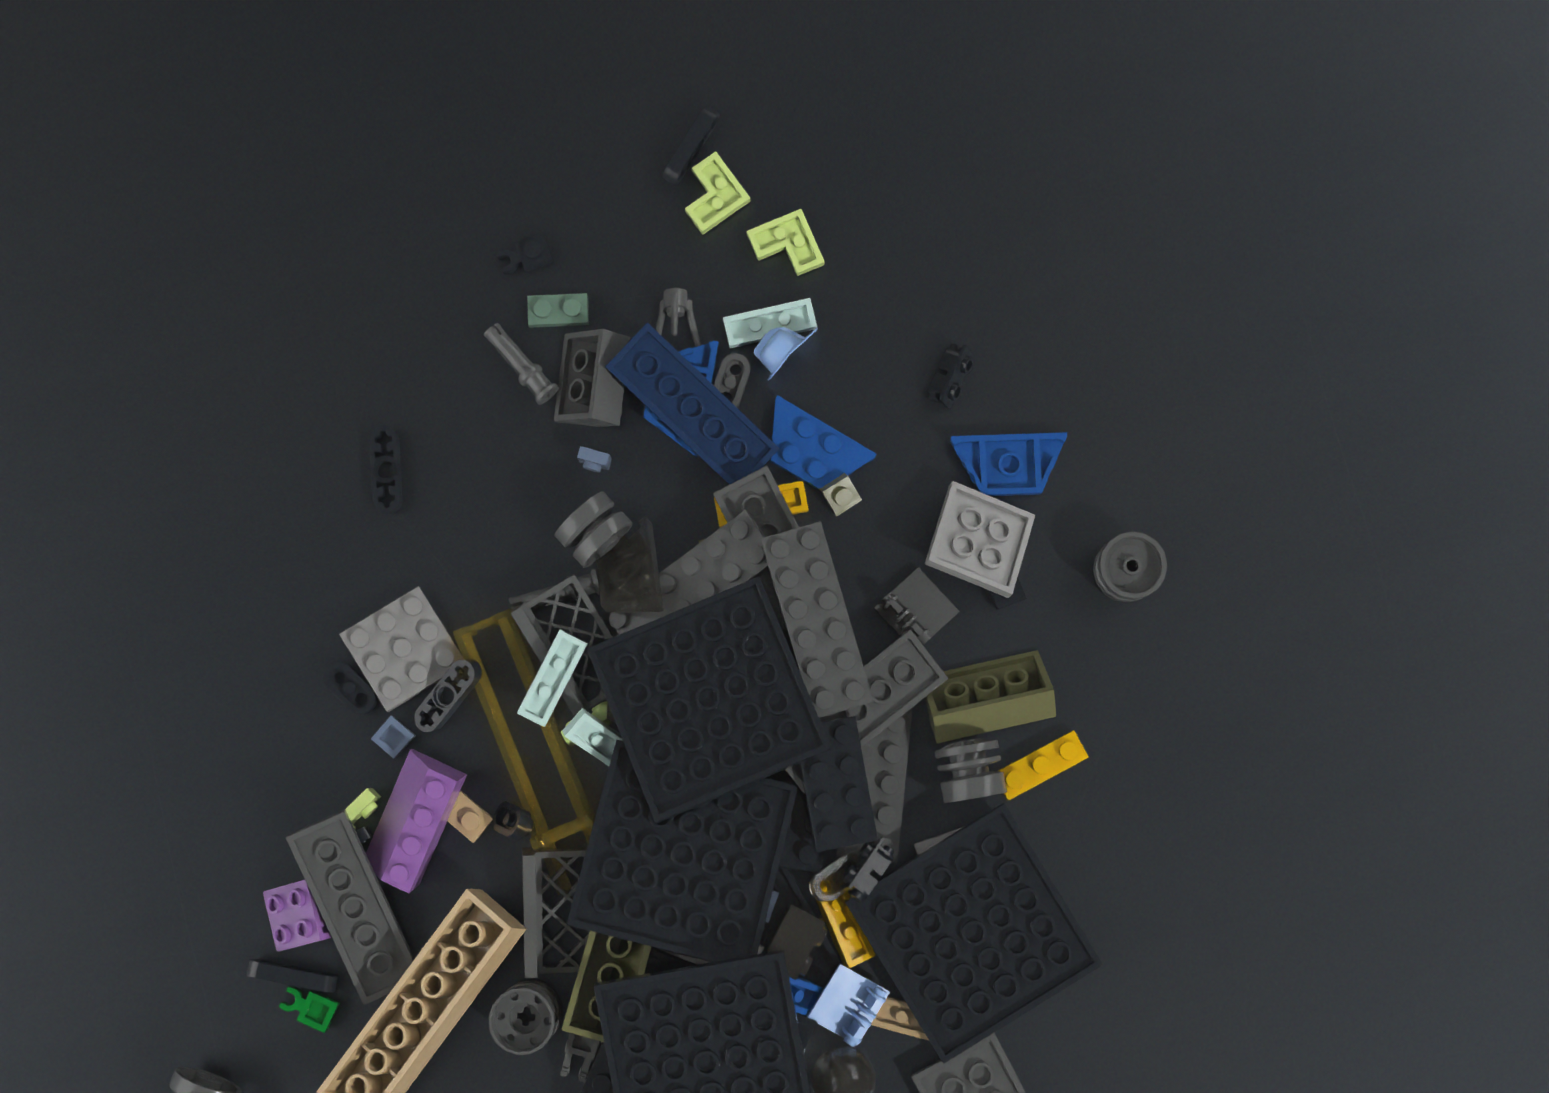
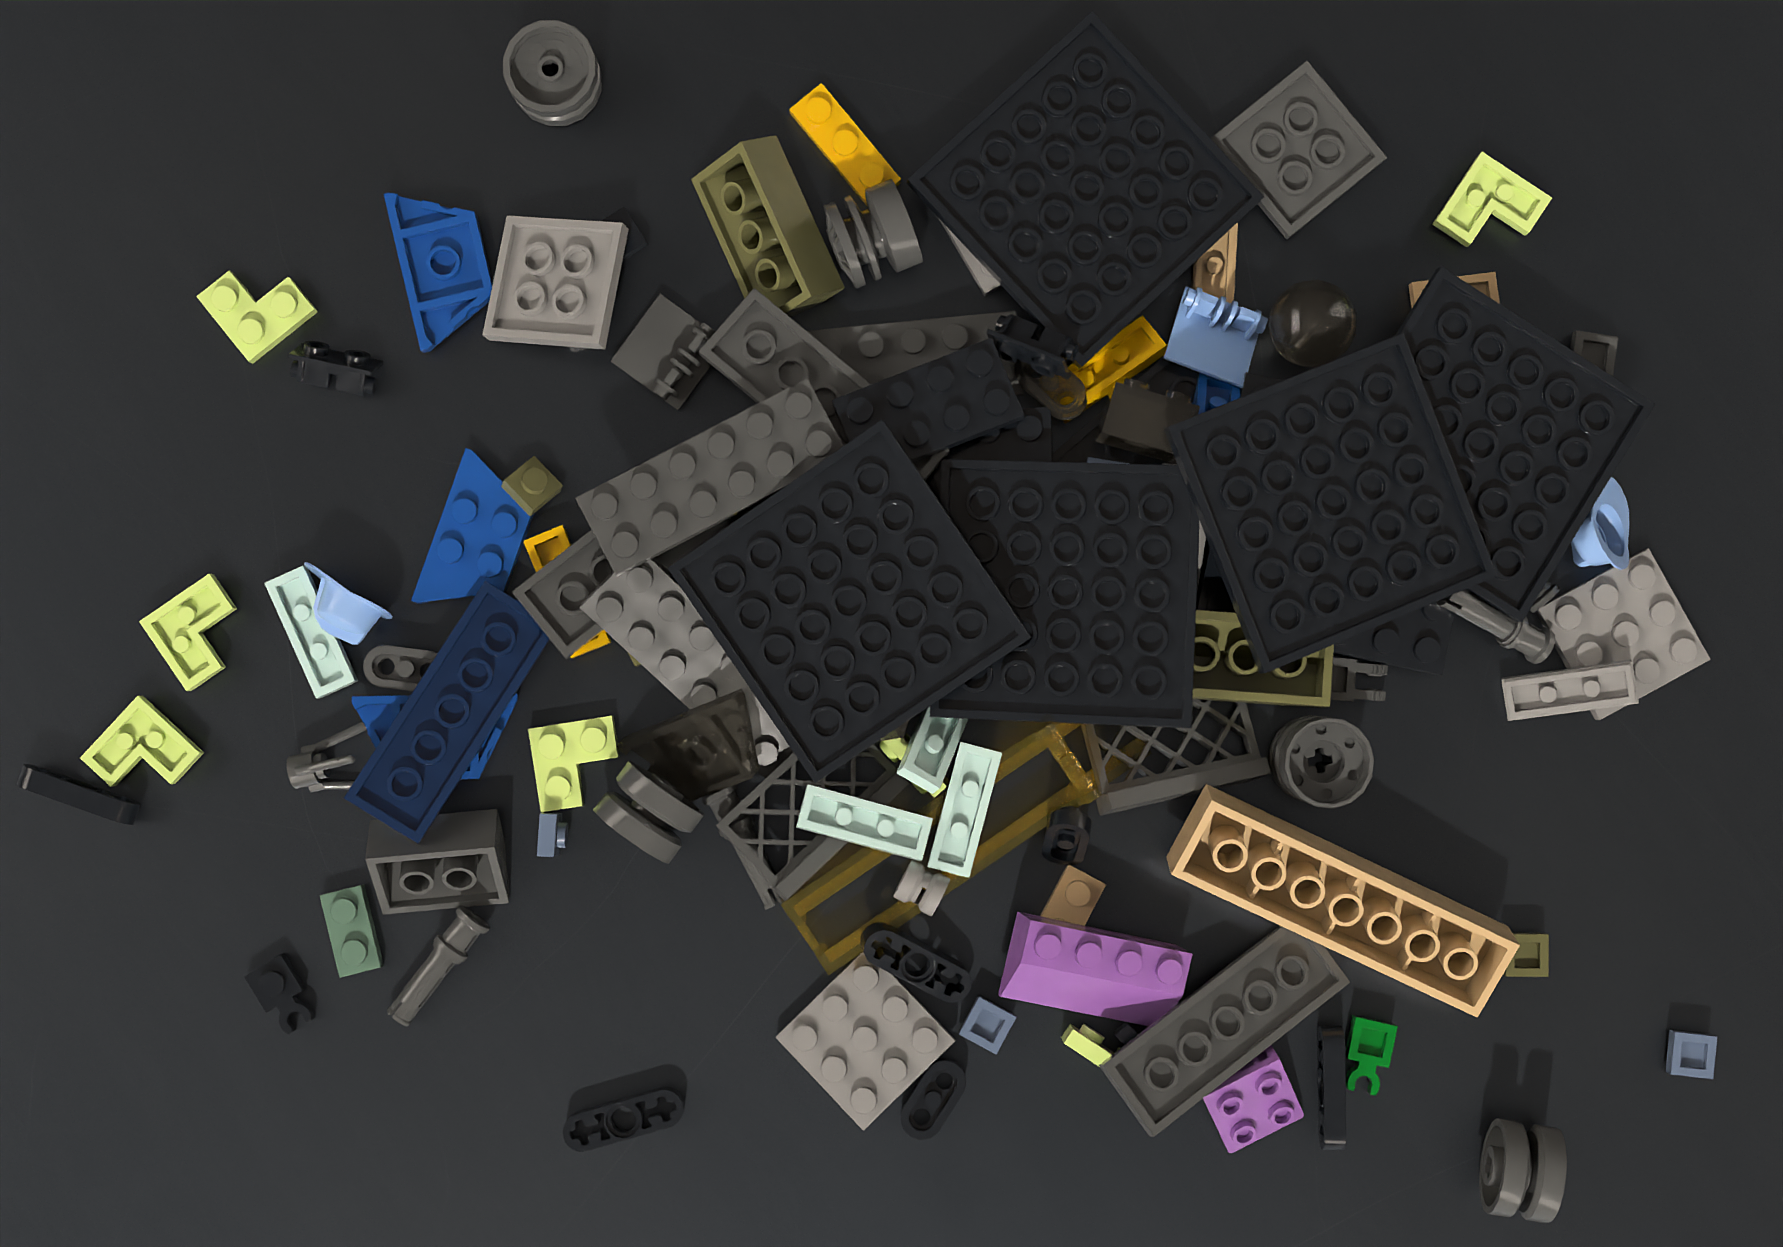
camera: 100 degrees left, 5 degrees up
(498, 709) = (914, 880): none -> light grey wheel
(546, 751) = (964, 809): none -> light aqua plate
(652, 478) = (557, 757): none -> yellowish green plate
(993, 325) = (259, 324): none -> yellowish green plate

